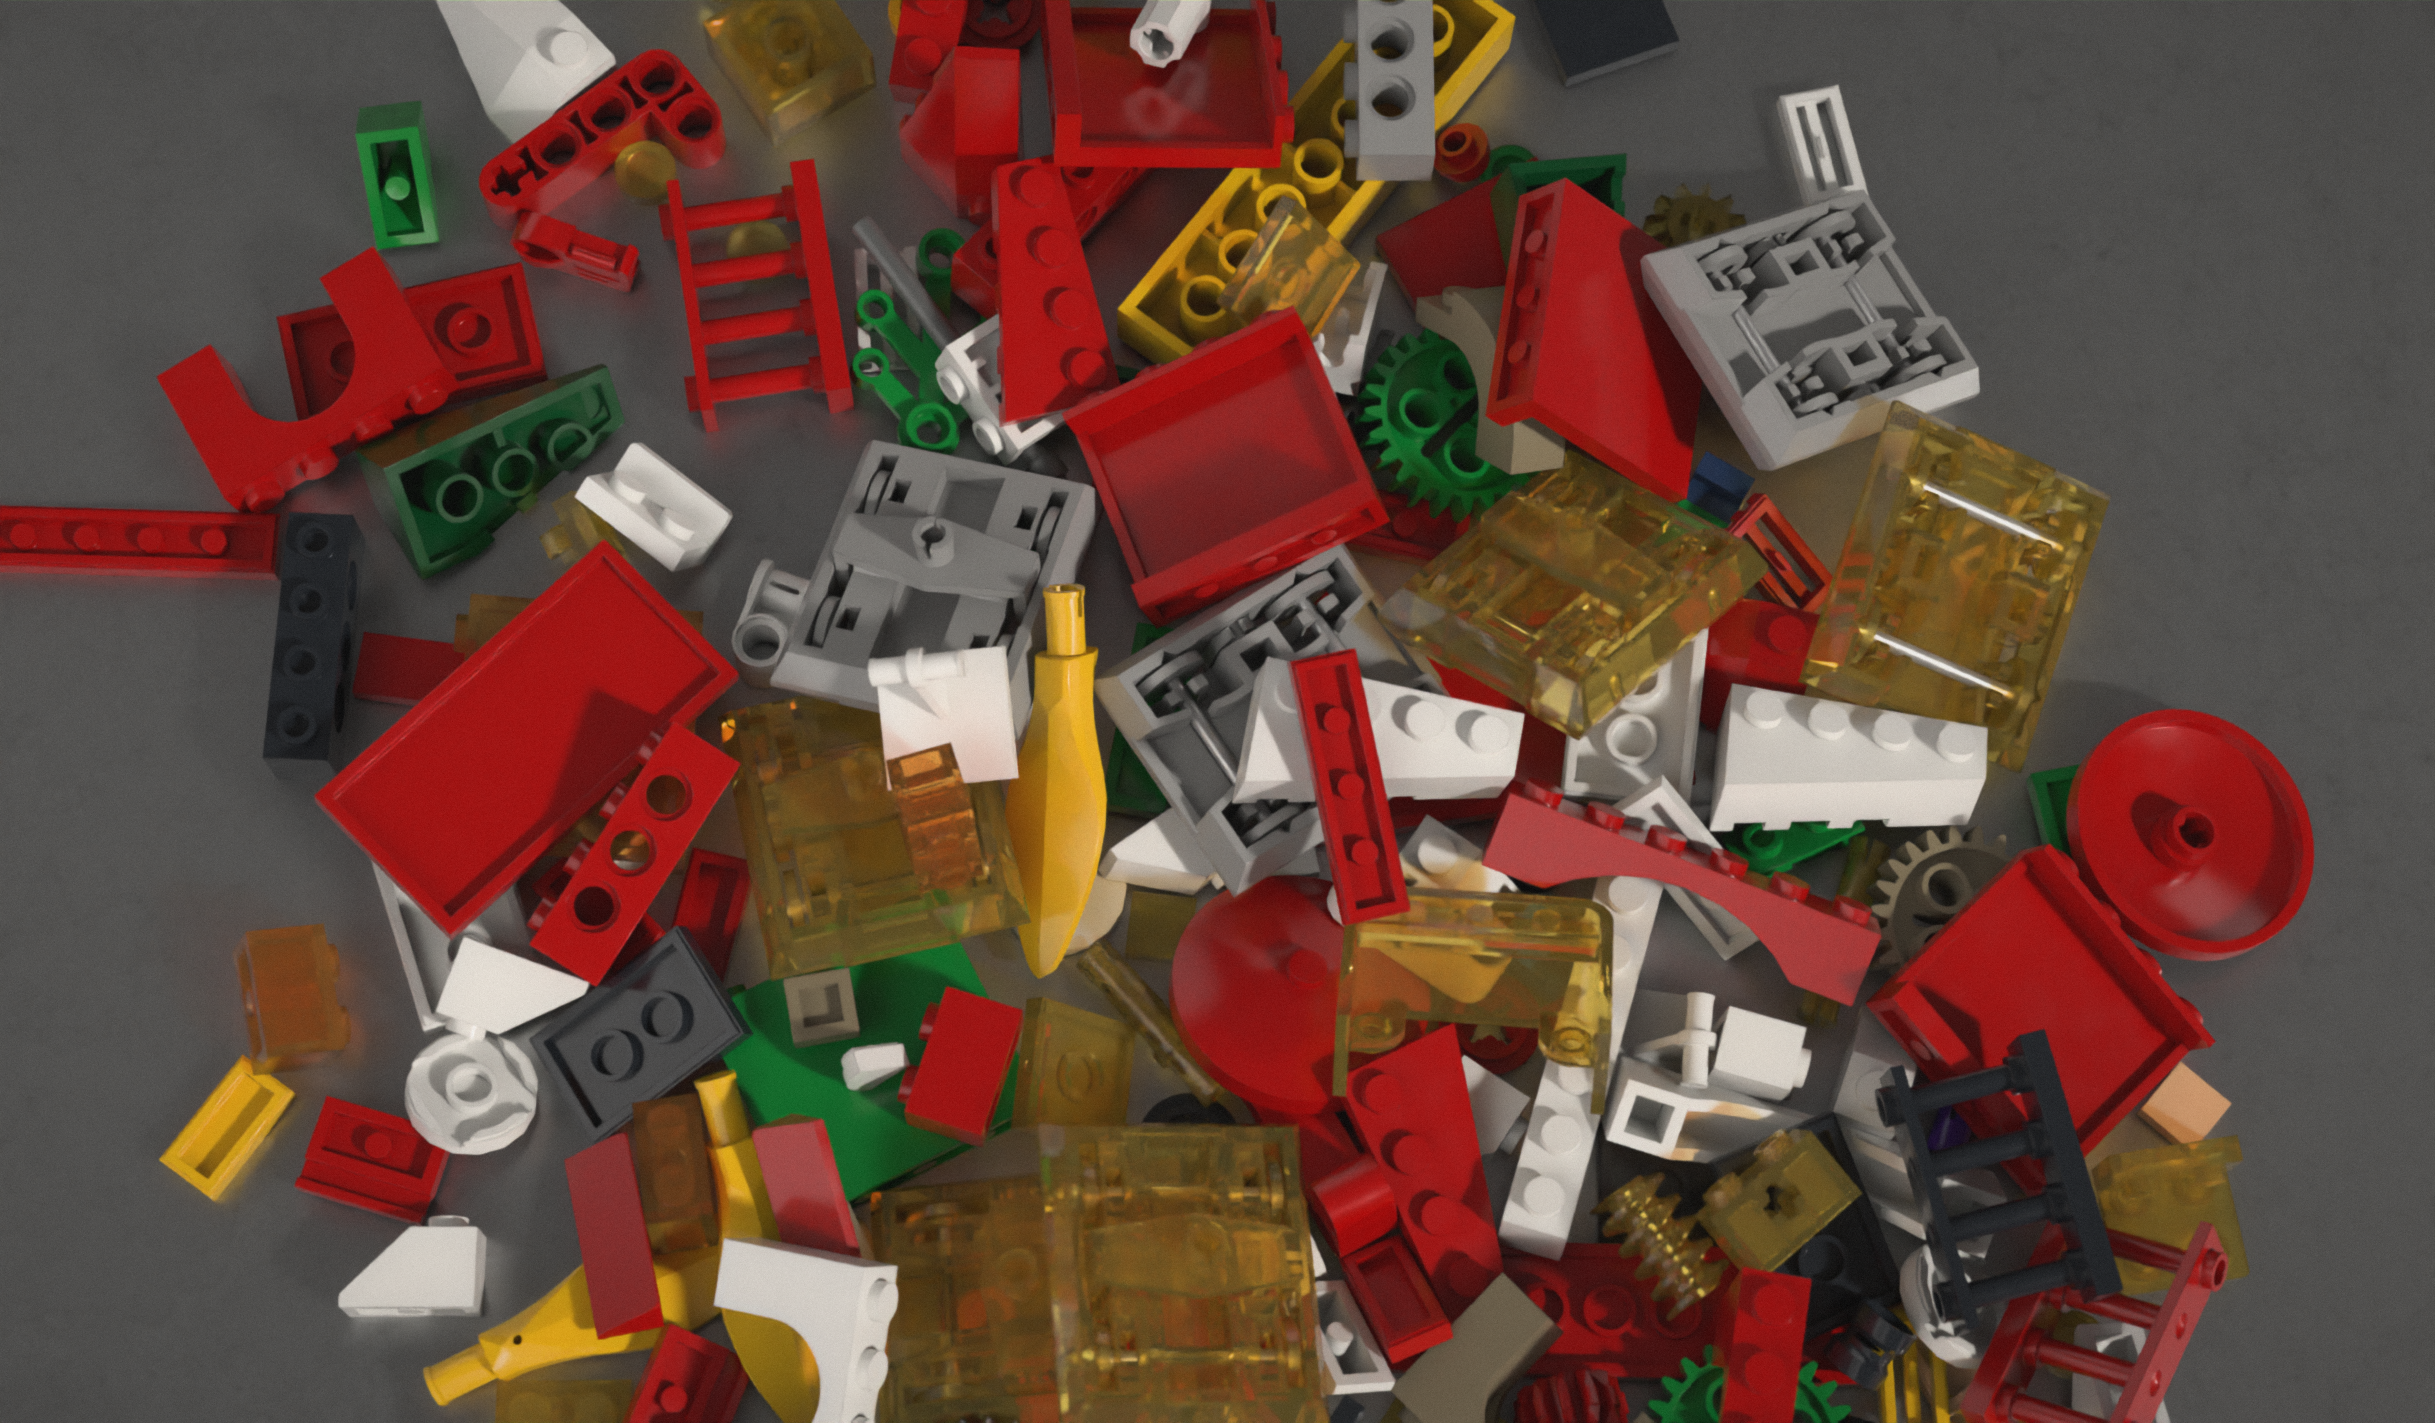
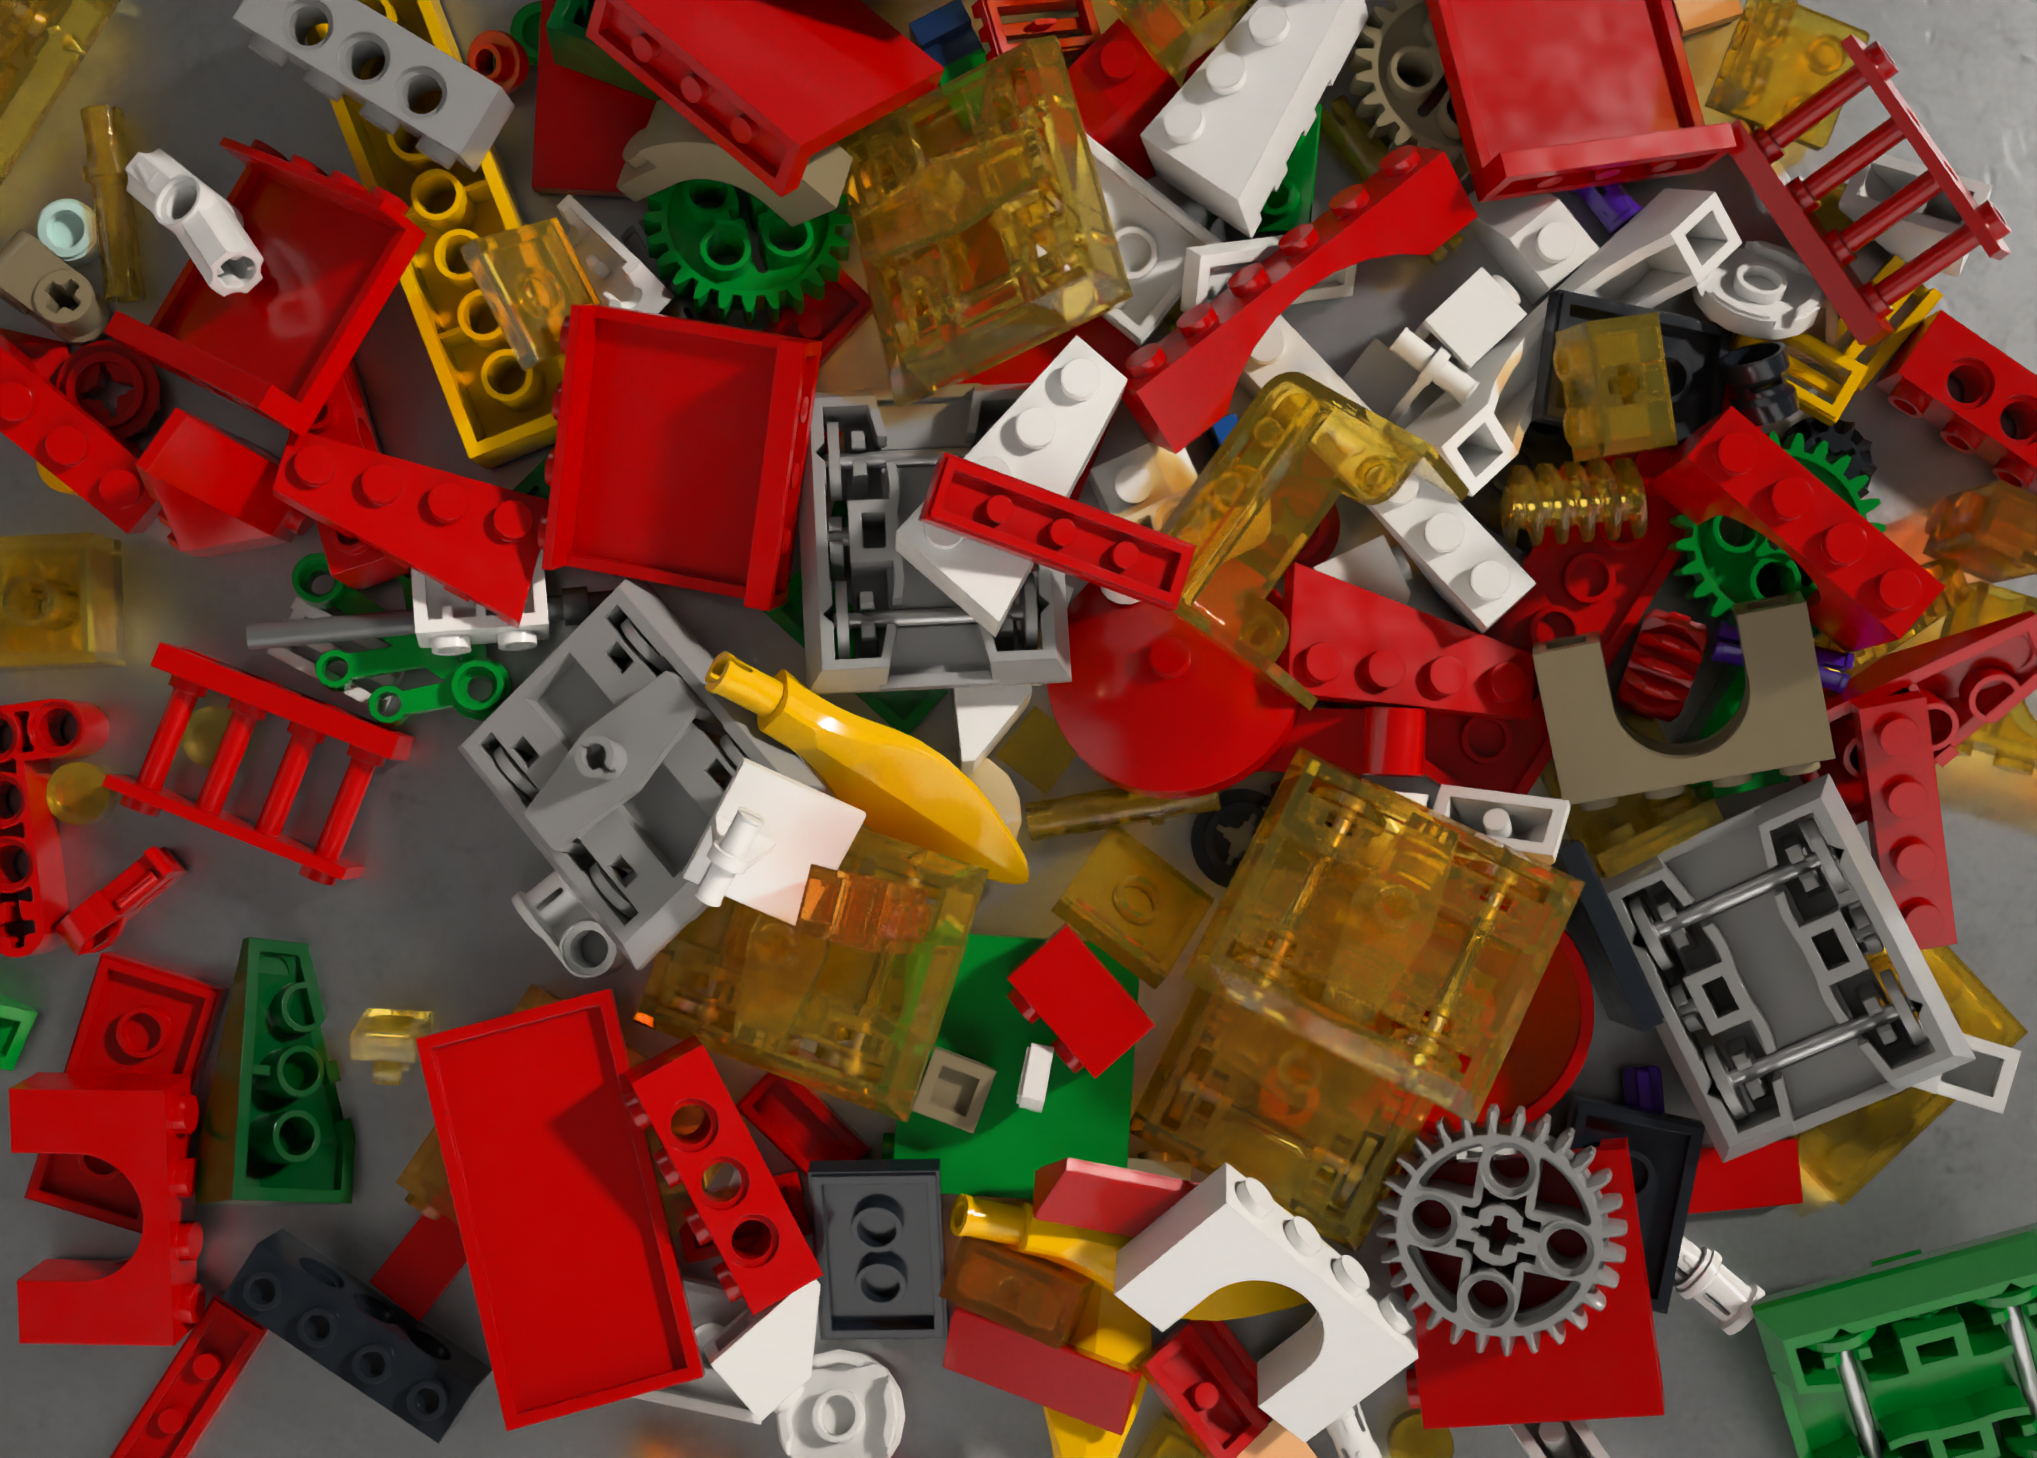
camera: 55 degrees left, 15 degrees up
(657, 508) = (409, 968): white bracket -> none
(1396, 1299) = (1491, 753): red tile -> none
(2044, 1136) = (1757, 144): black fence -> none

